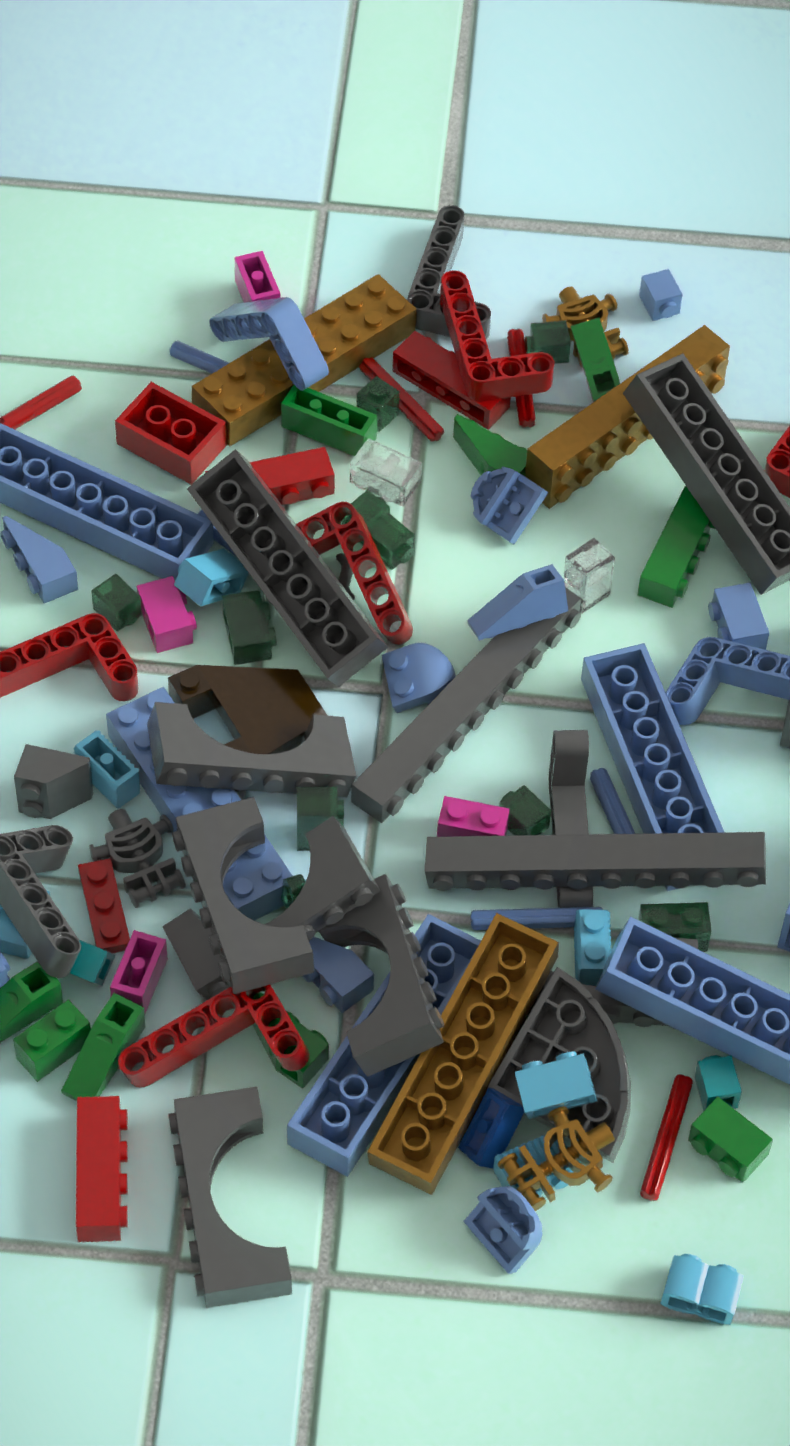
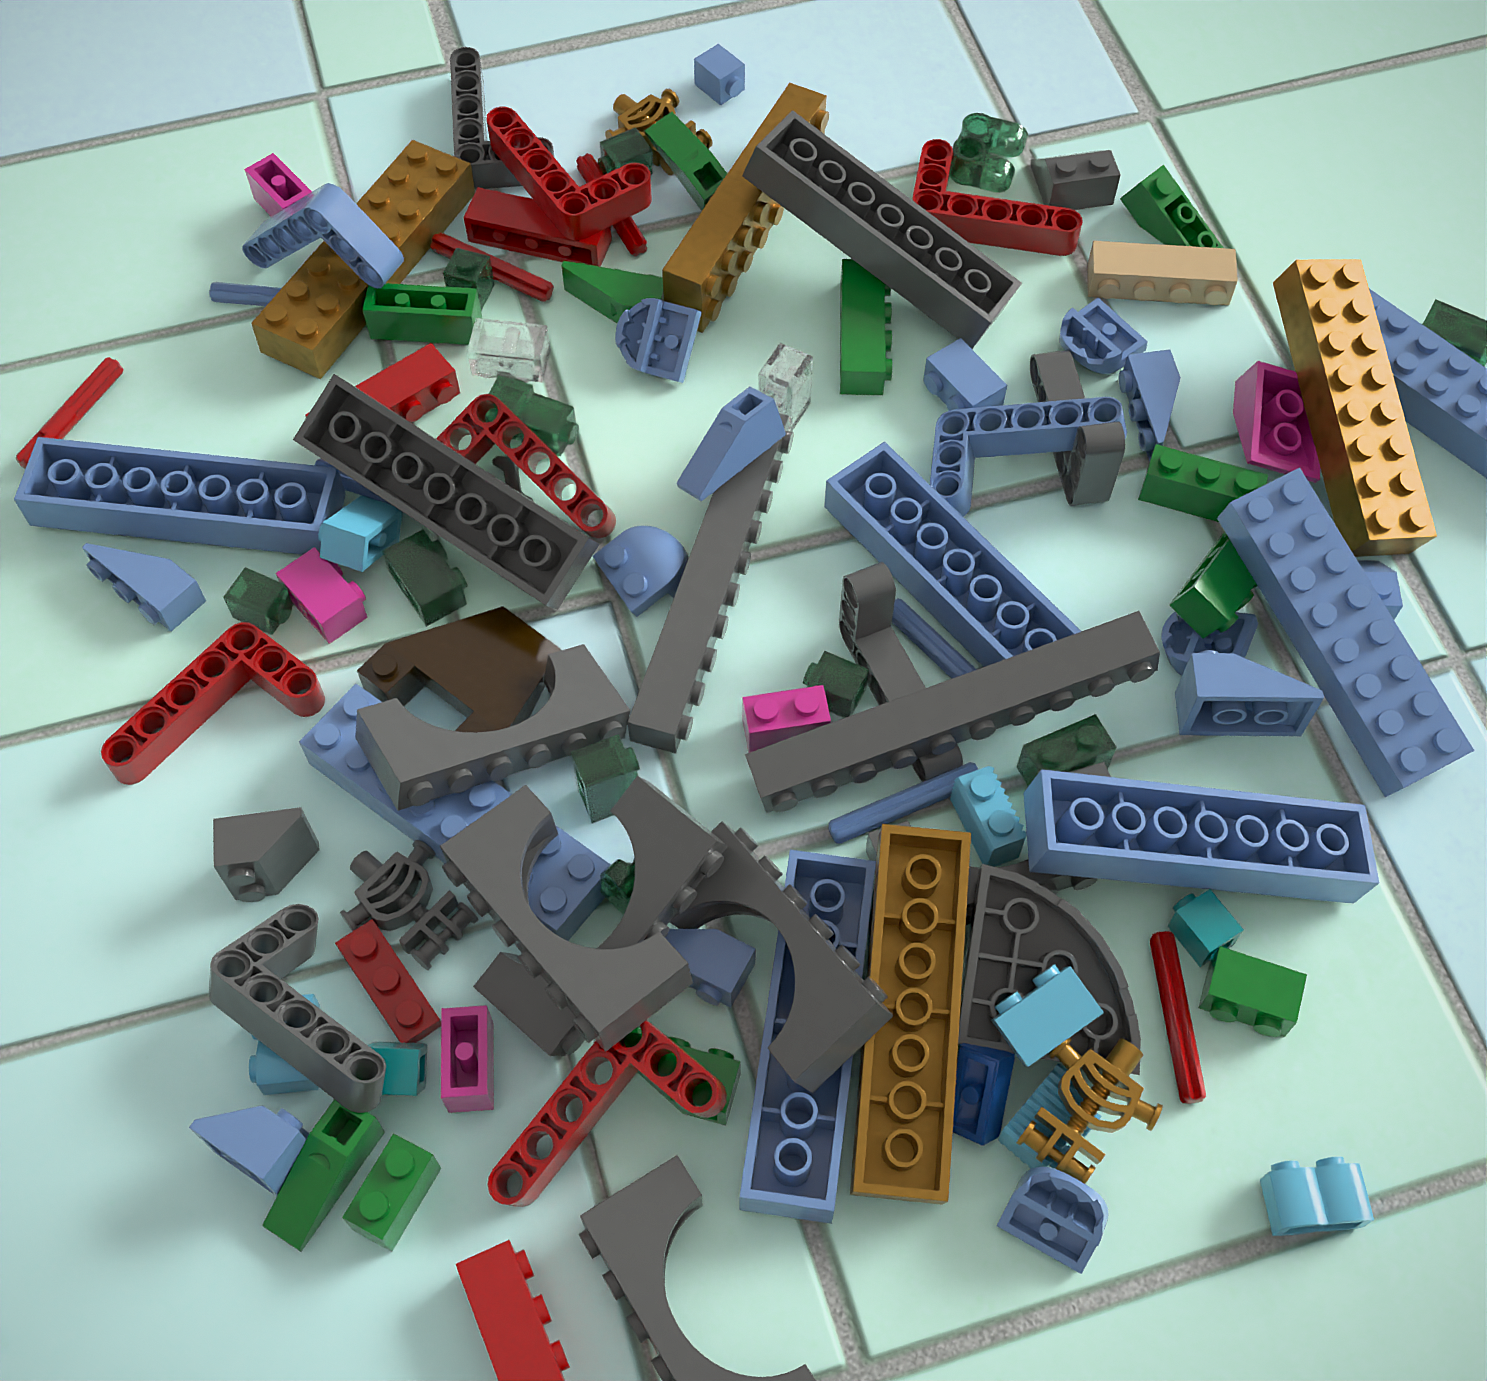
camera: 20 degrees left, 5 degrees up
(110, 769) = (328, 808): medium azure brick -> none
(112, 1032) = (462, 1180): green slope -> none
(171, 433) = (247, 384): red brick -> none

